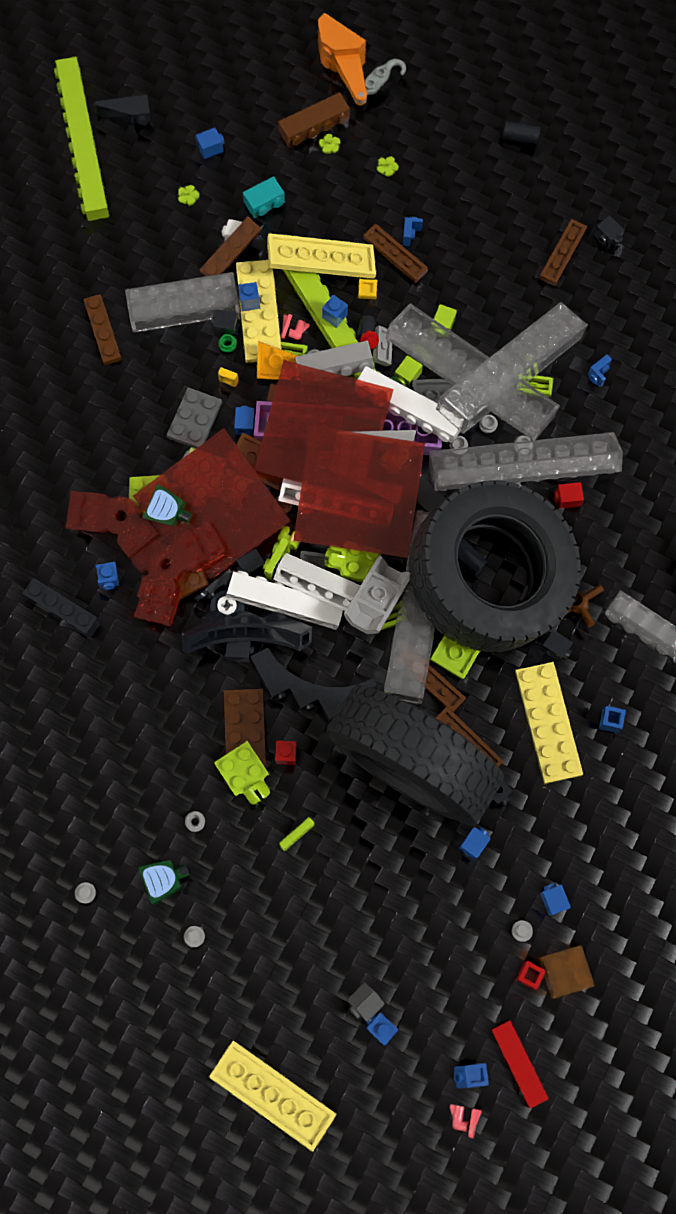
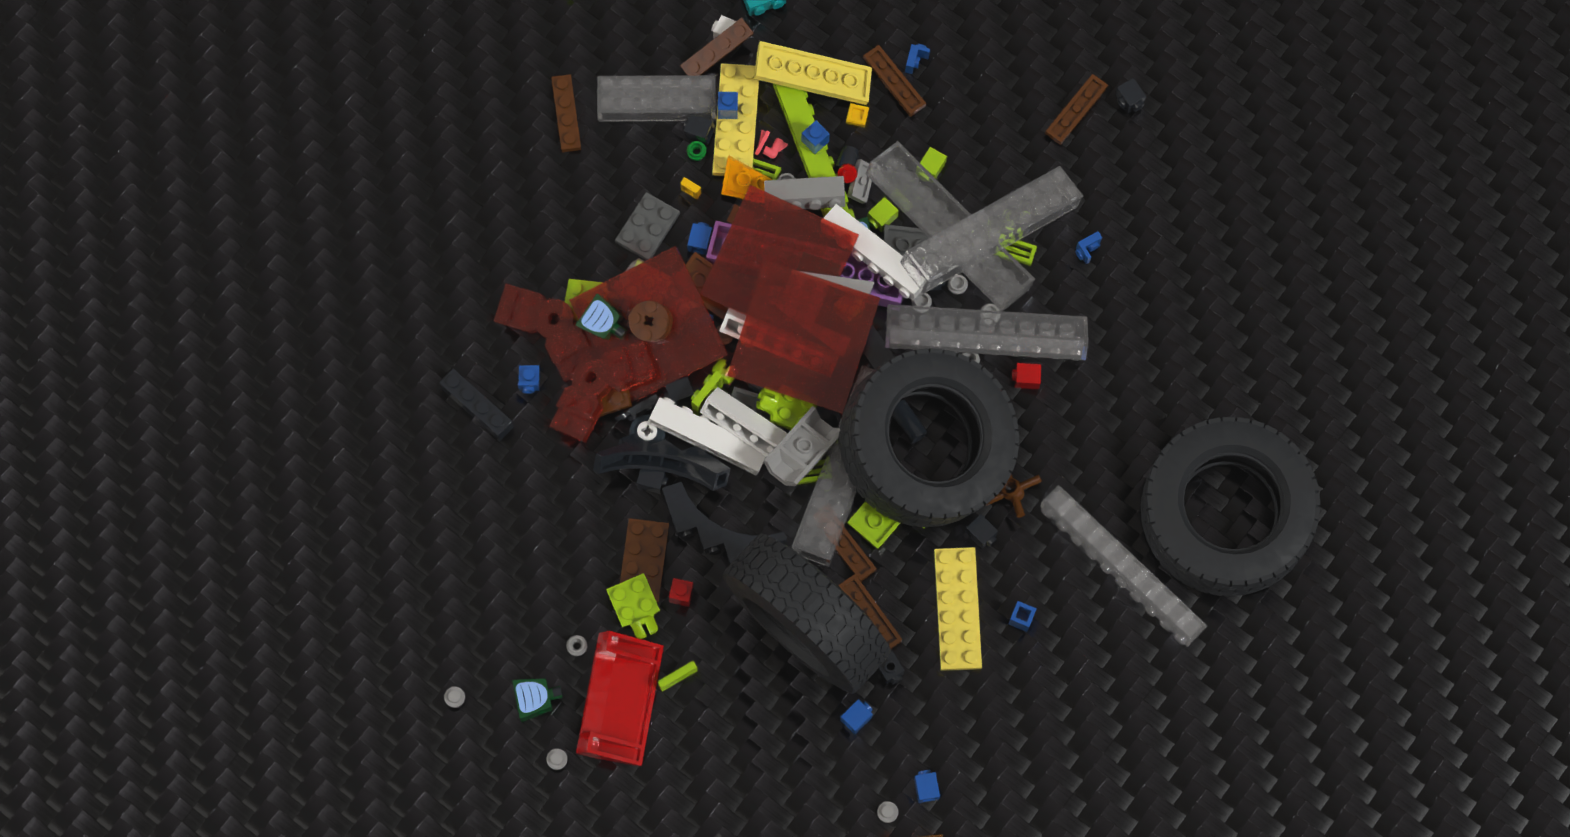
camera: 10 degrees right, 0 degrees up
(223, 499) = (640, 317): none -> reddish brown brick
(245, 866) = (620, 698): none -> red slope

